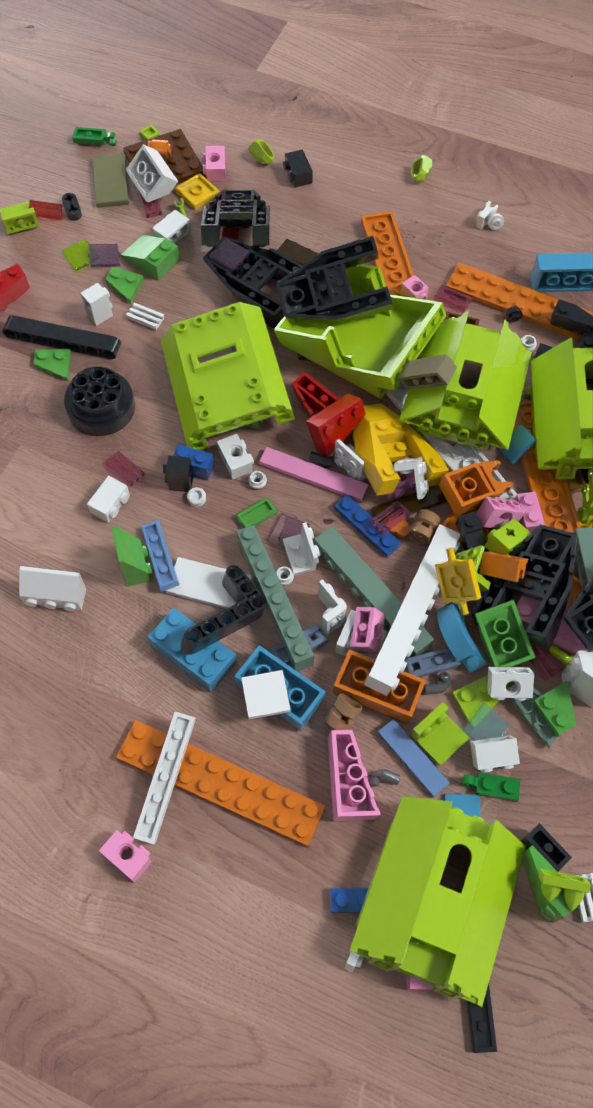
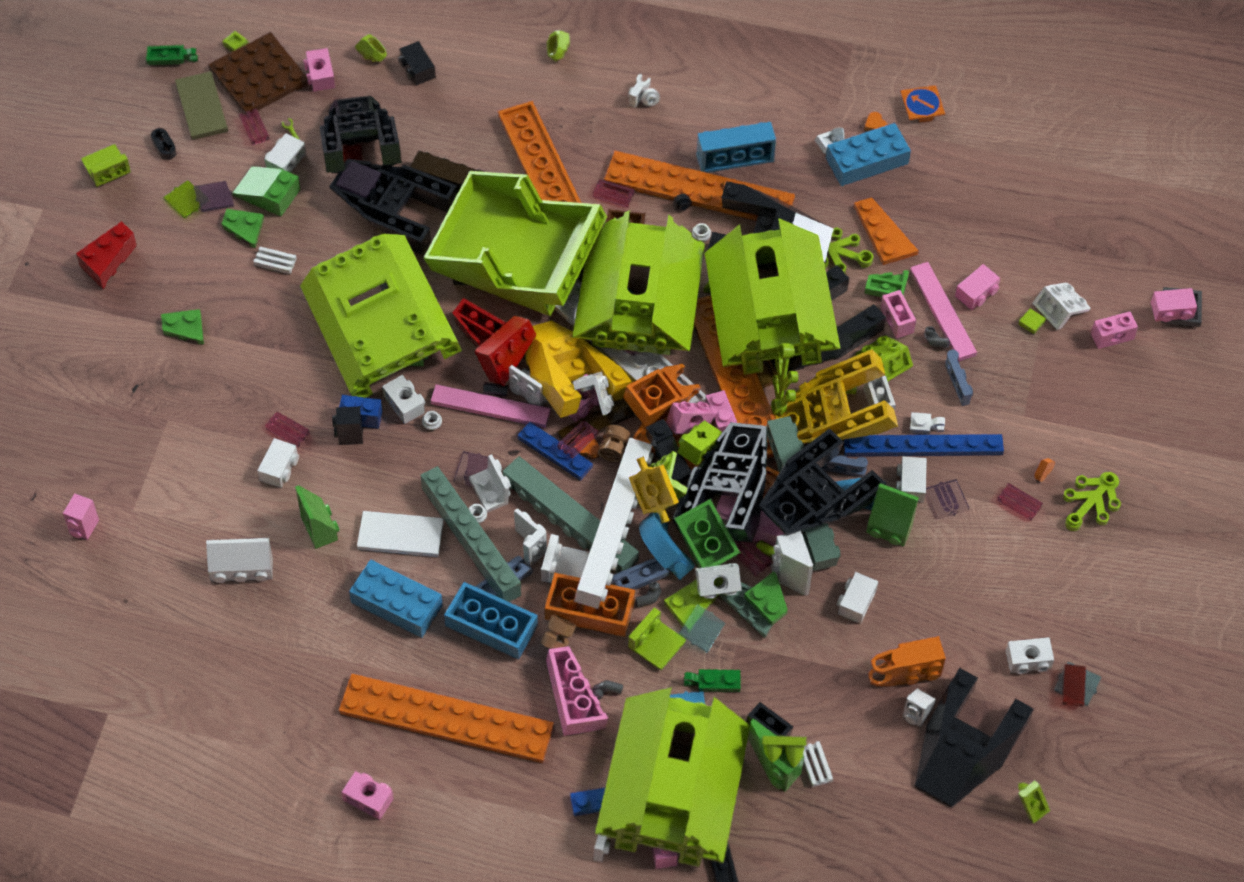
camera: 10 degrees left, 5 degrees down
(46, 209) = (136, 151): clear red tile -> none
(61, 337) = (187, 296): black beam -> none
(97, 304) = (221, 254): white brick -> none
(108, 416) = (260, 376): black wheel -> none
(151, 174) = (250, 95): white slope -> none
(160, 556) = (344, 512): medium blue tile -> none
(162, 146) = (253, 61): orange brick -> none
(164, 778) = (392, 718): white plate -> none
(196, 497) = (370, 447): white tile -> none
(197, 191) = (305, 105): yellow tile -> none
(246, 597) = (444, 550): black beam -> none
(257, 513) = (437, 455): bright green tile -> none
(265, 694) = (478, 626): white tile -> none
(323, 289) = (470, 207): black wedge -> none
(367, 630) = (570, 551): bright pink brick -> none
(413, 758) = (631, 665): medium blue tile -> none
(414, 288) = (569, 190): bright pink brick -> none
(427, 372) = (594, 282): dark tan brick -> none
(495, 753) = (712, 648): white brick -> none
(503, 566) = (697, 468): orange hinge -> none
(519, 444) = (702, 342): dark azure piece -> none

